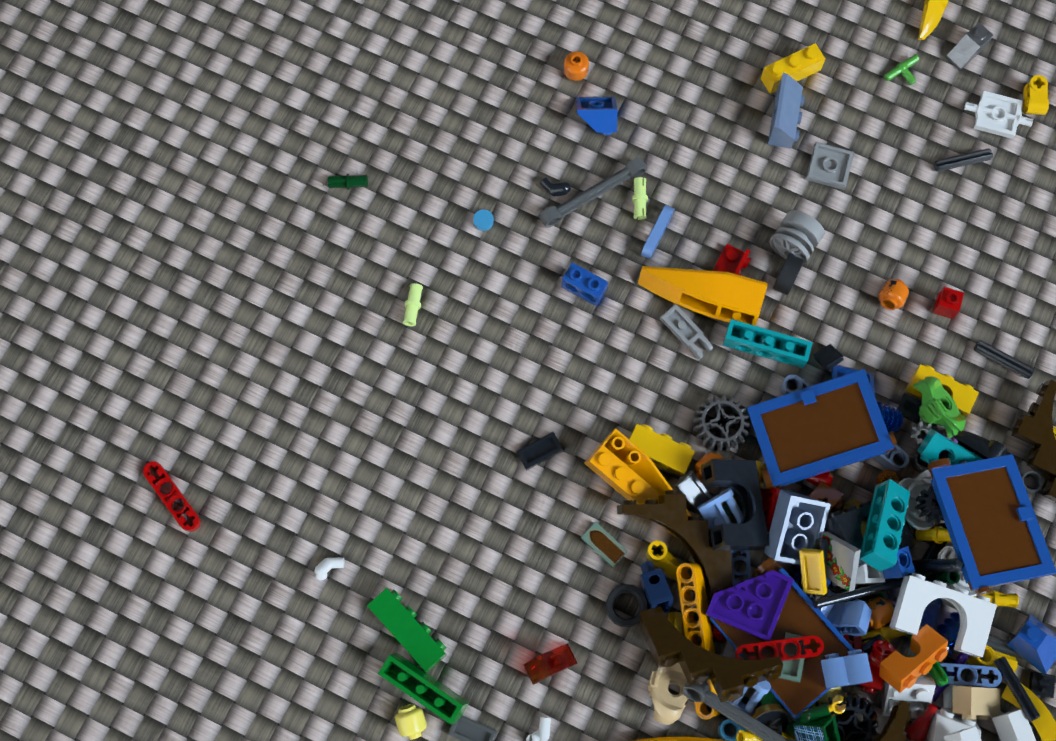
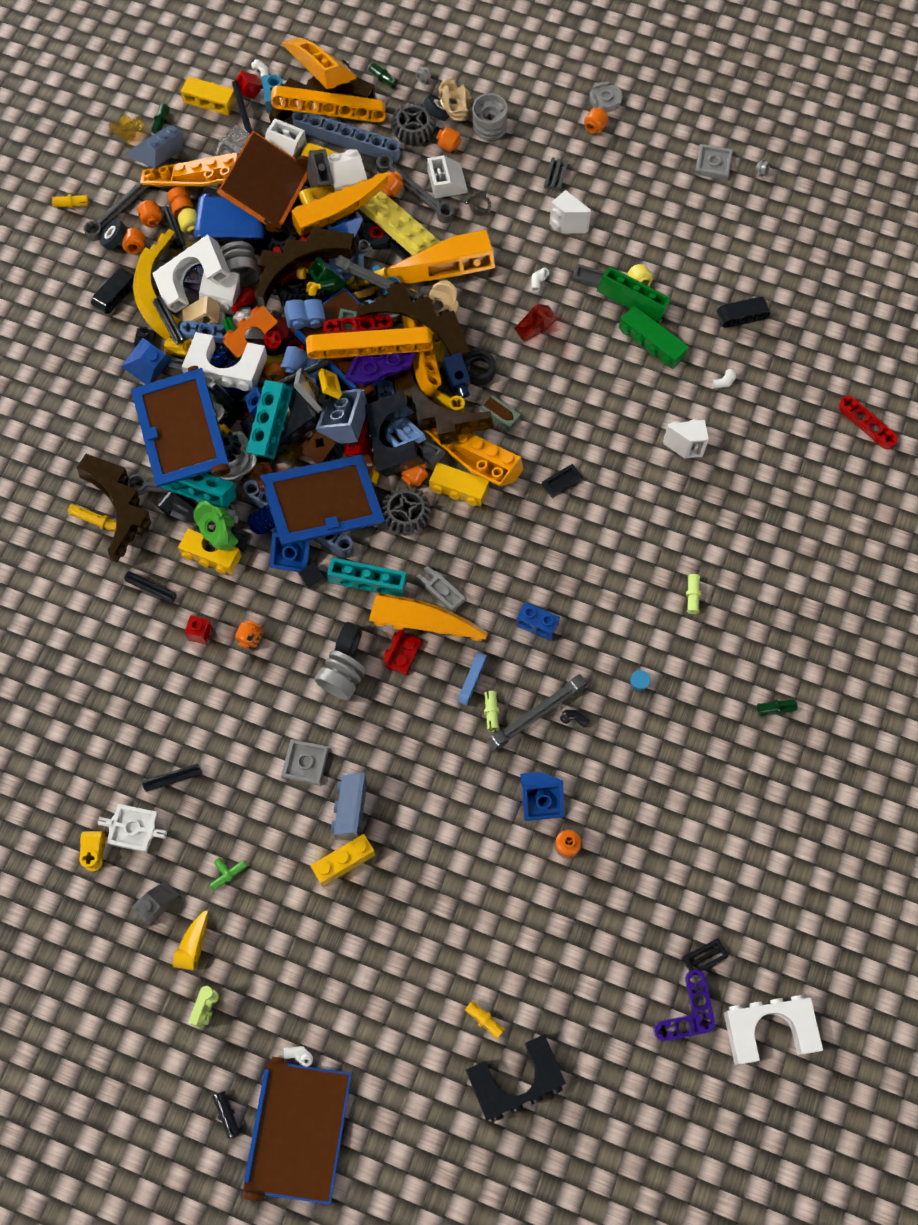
camera: 175 degrees right, 5 degrees down
(287, 658) = (743, 312): none -> black beam
(388, 481) = (687, 438): none -> white slope
(765, 617) = (369, 343): none -> light orange beam

